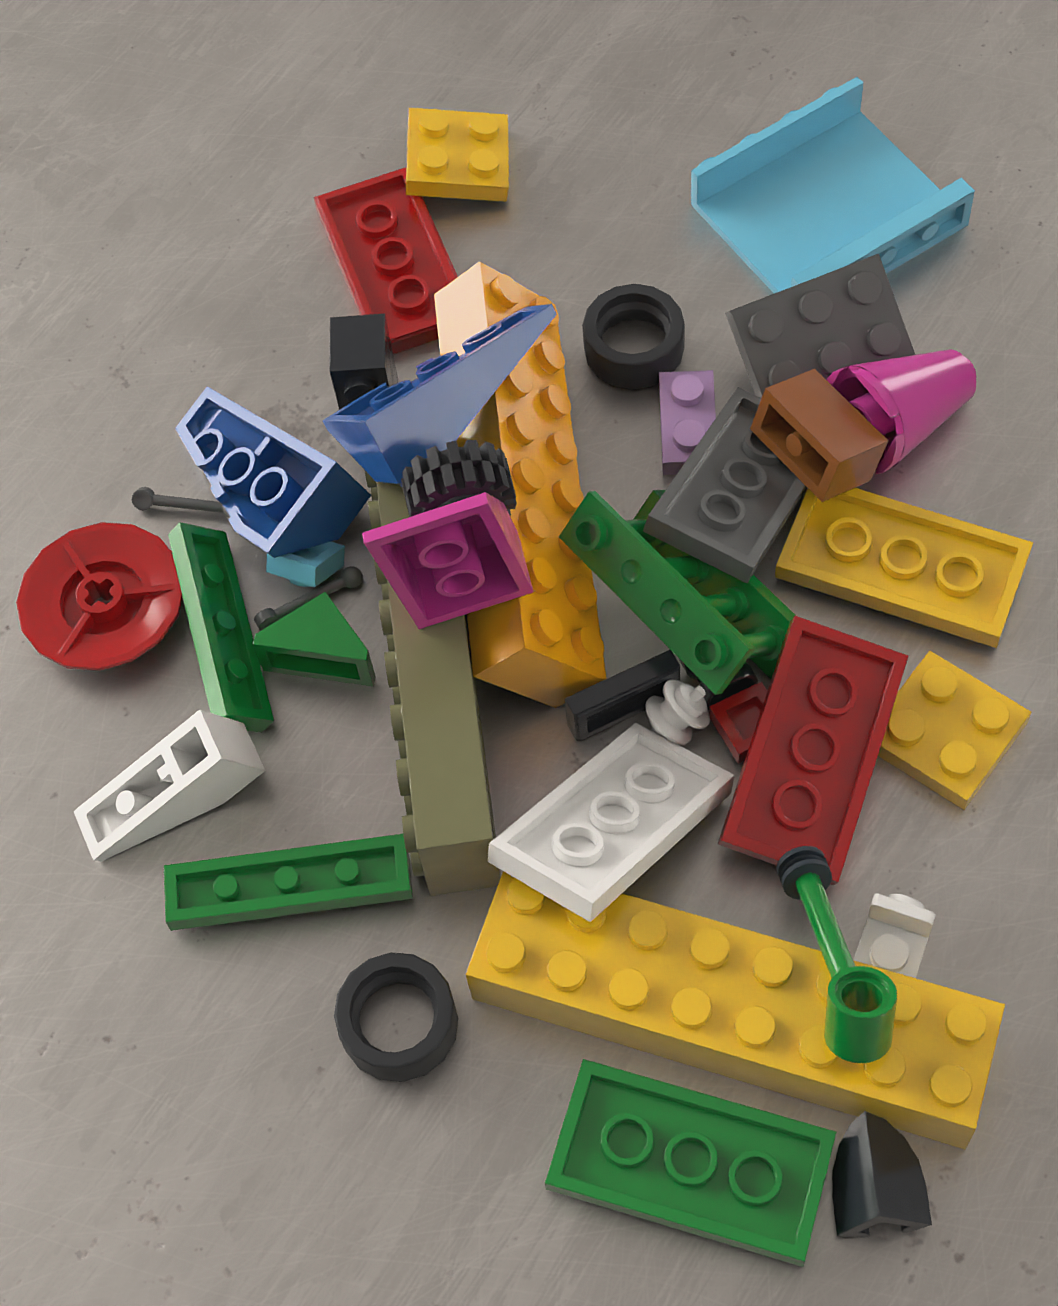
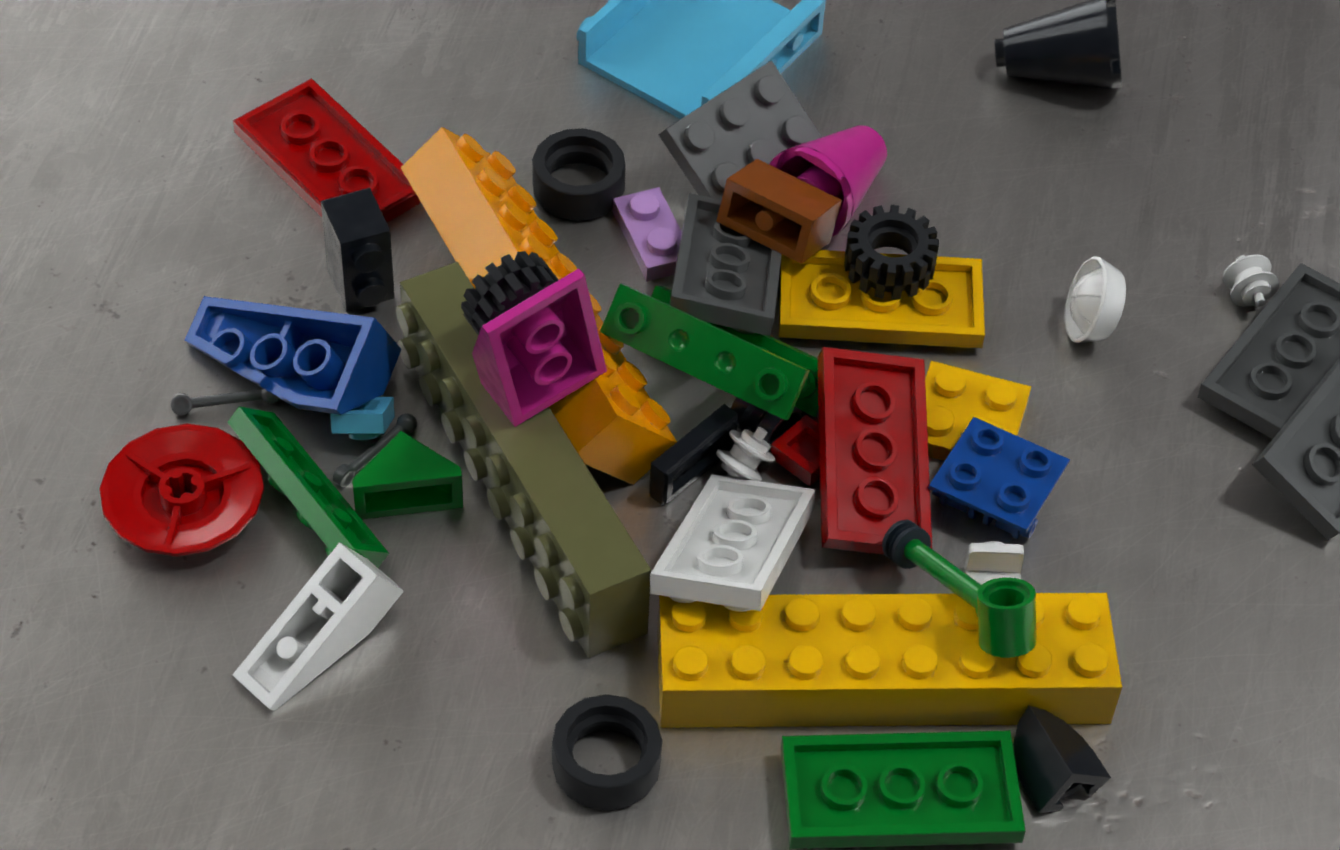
camera: 30 degrees left, 10 degrees down
(286, 882) = (460, 675): green plate -> none
(403, 421) = (459, 242): wedge -> none
(457, 154) = (353, 59): yellow plate -> none
(930, 485) = (886, 272): none -> black tyre
(947, 815) = (998, 477): none -> blue hinge

